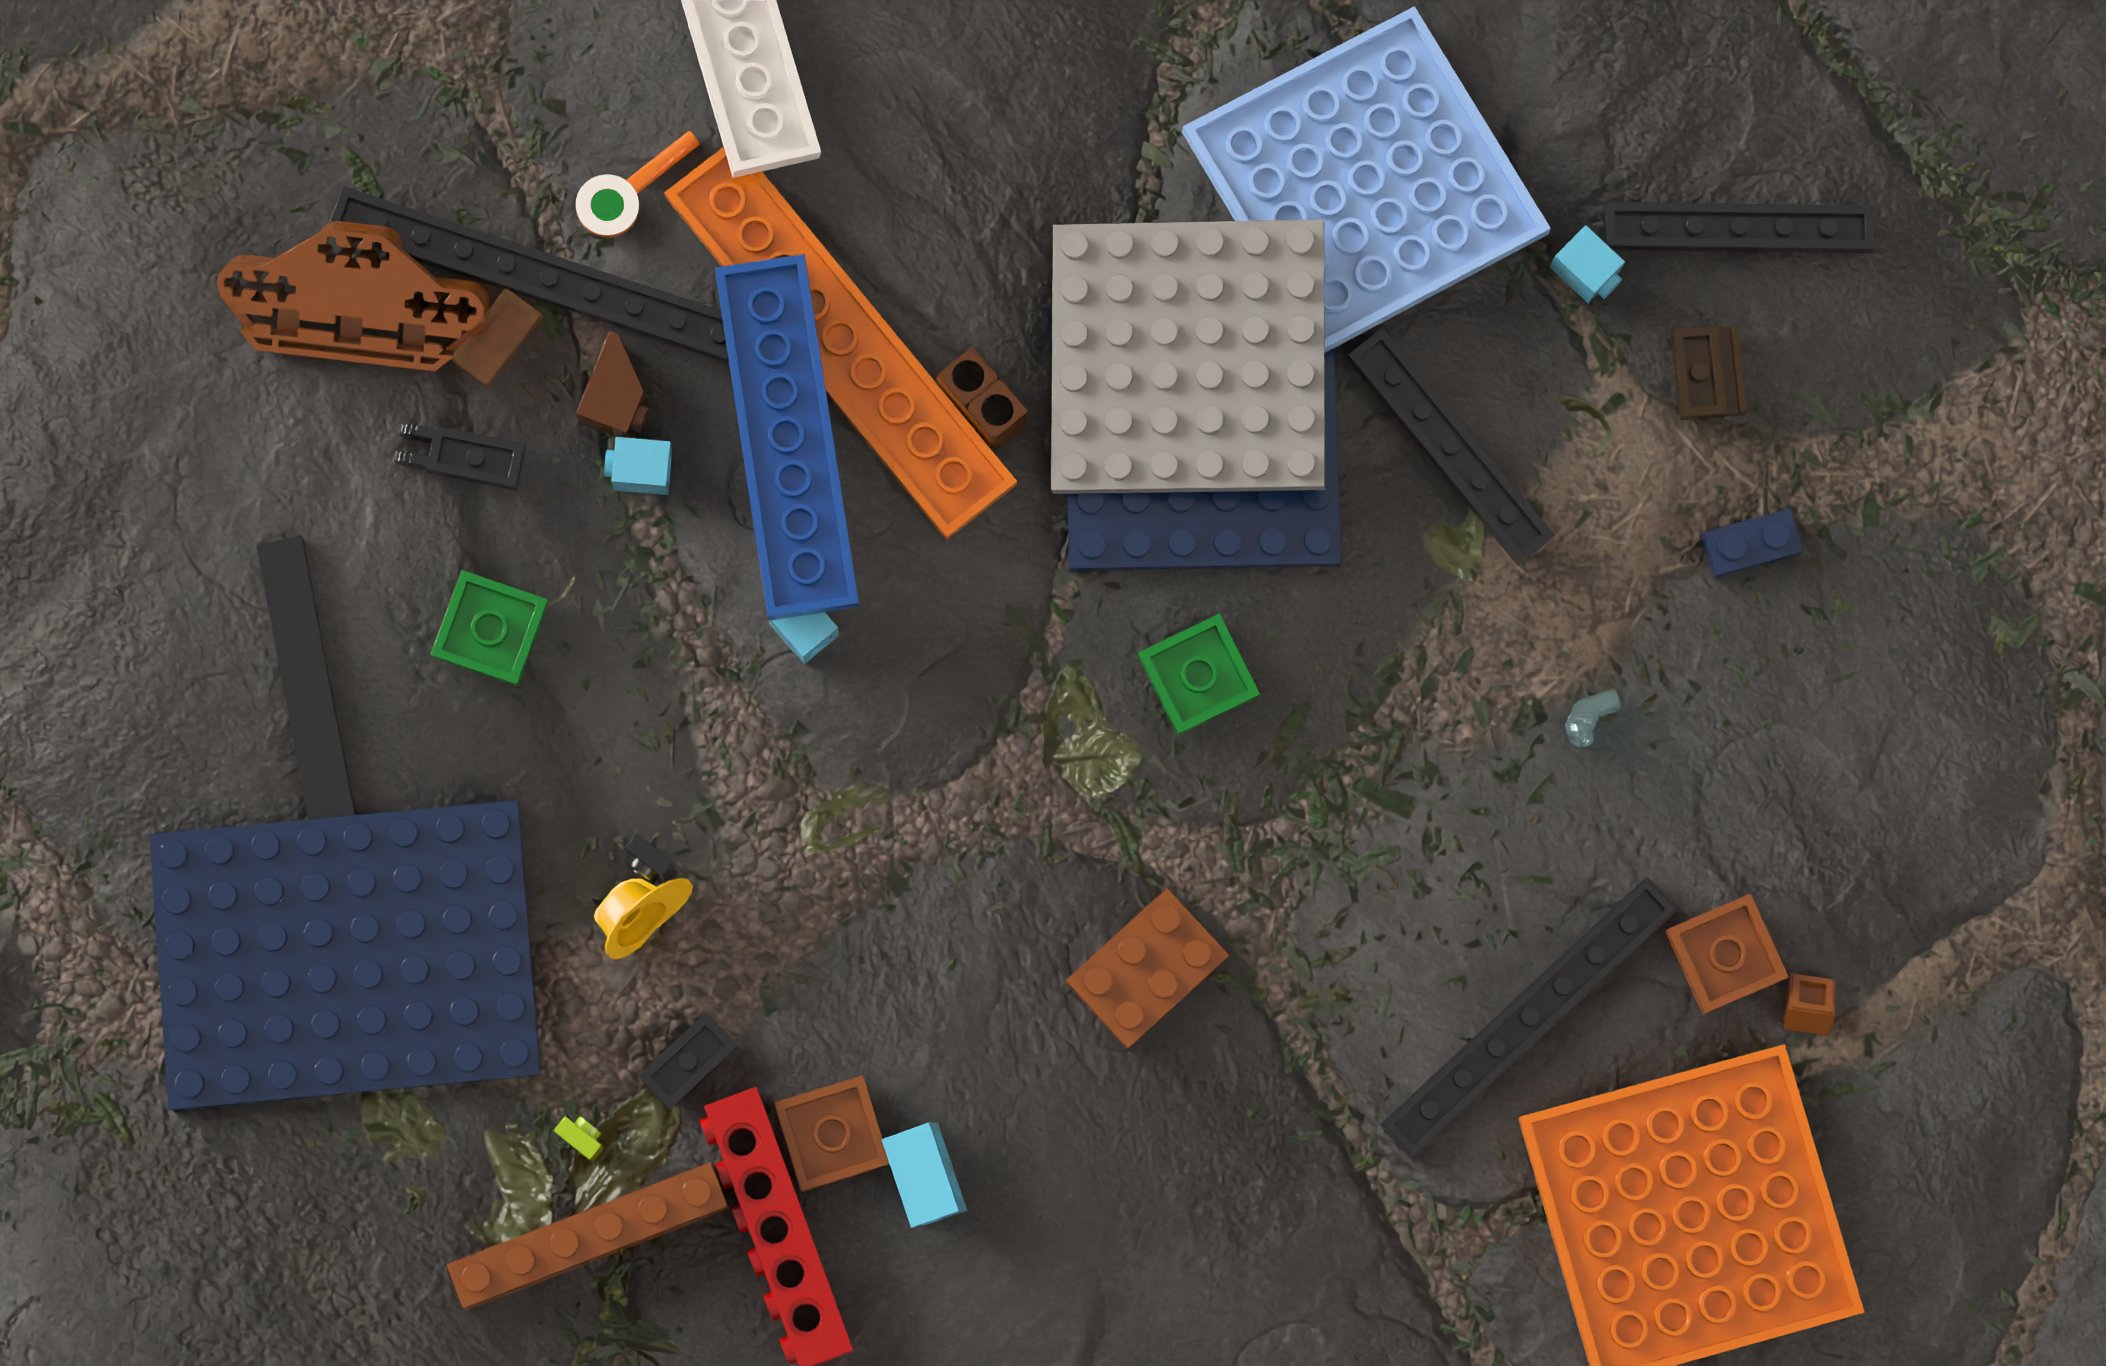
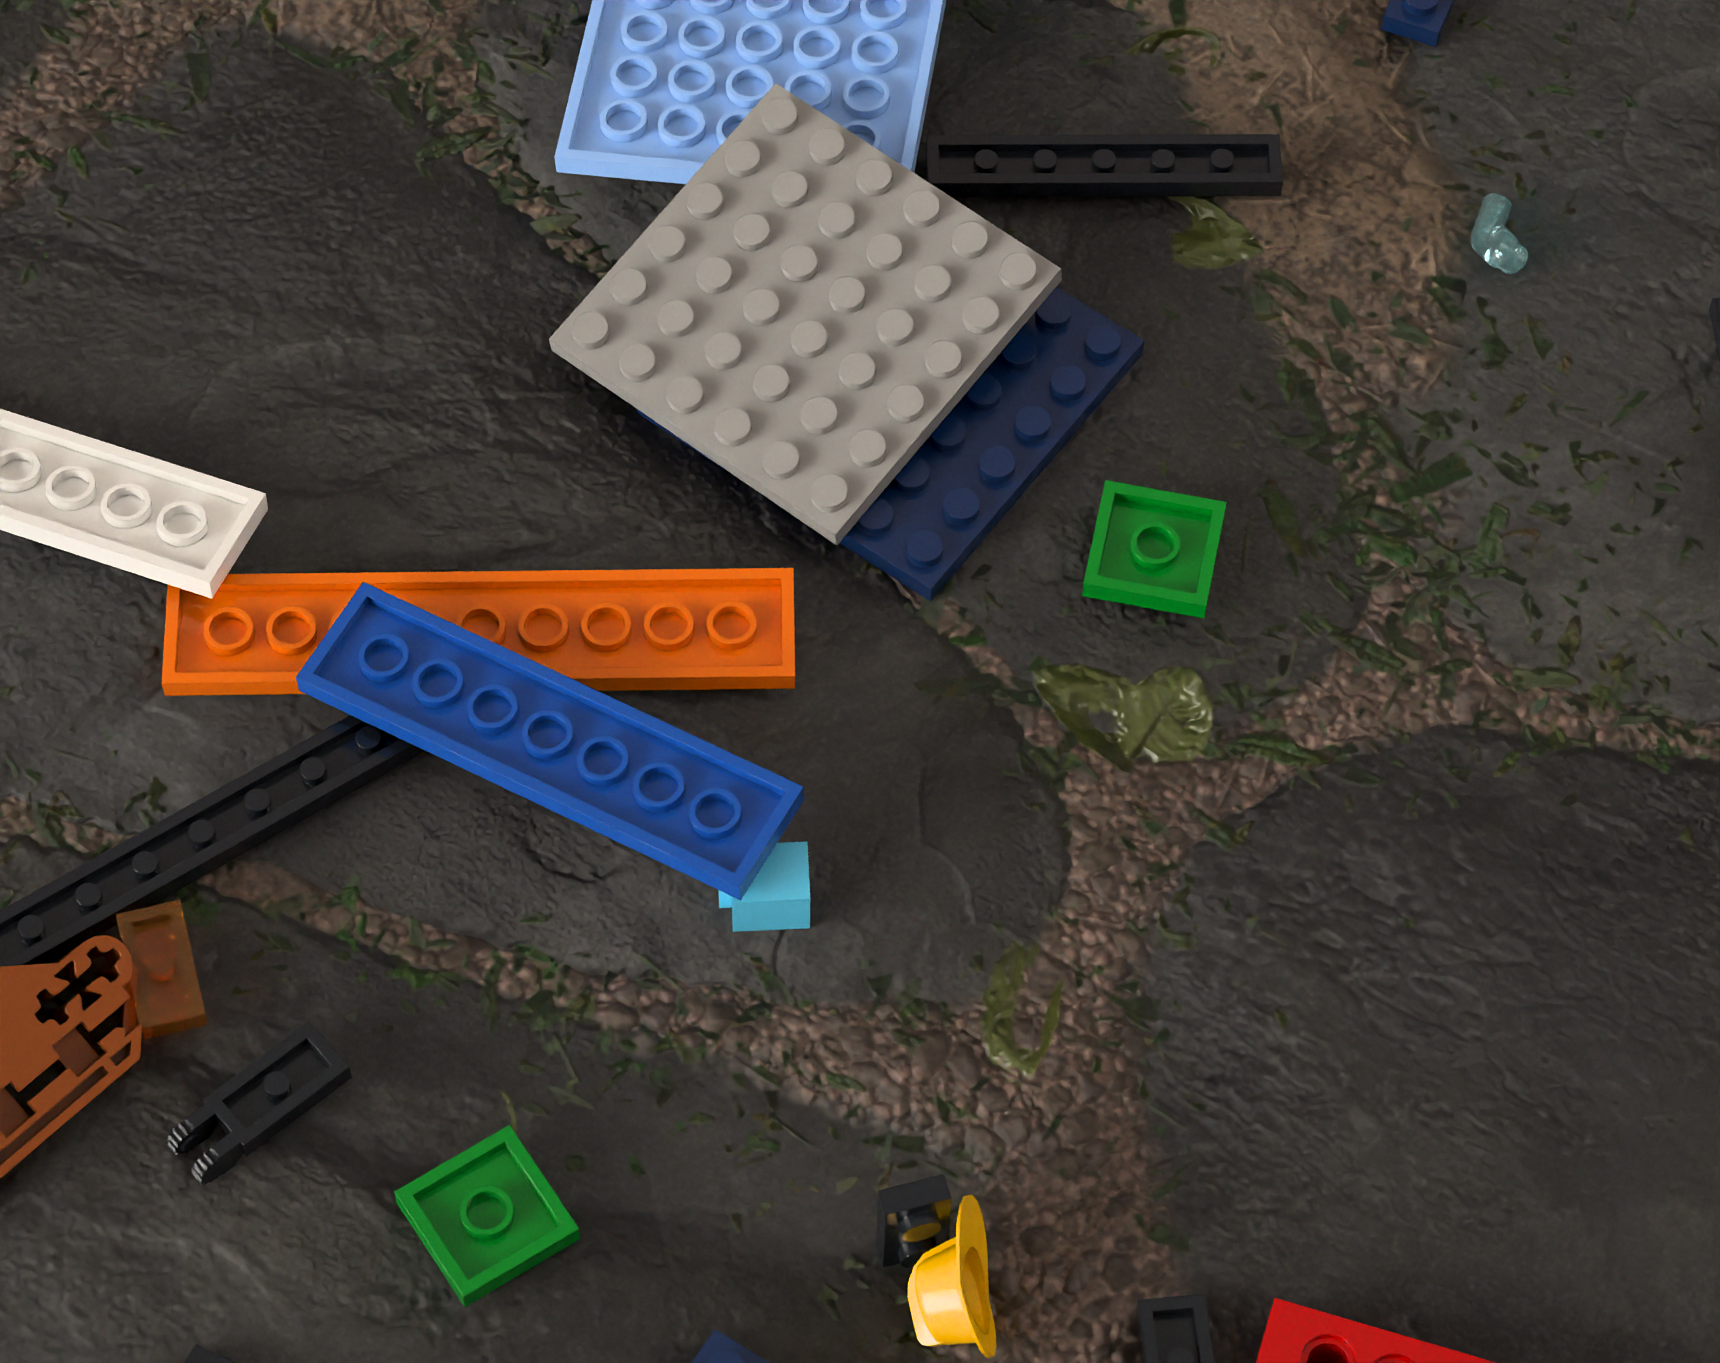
camera: 45 degrees left, 20 degrees down
(610, 204) = (122, 750): piece -> none
(613, 394) = (337, 890): reddish brown slope -> none
(639, 465) = (442, 922): medium azure brick -> none
(832, 1133) = (1388, 1265): dark orange plate -> none
(924, 1174) = (1514, 1200): medium azure hinge -> none
(991, 385) = (672, 514): reddish brown piece -> none
(1147, 968) = (1443, 824): dark orange plate -> none

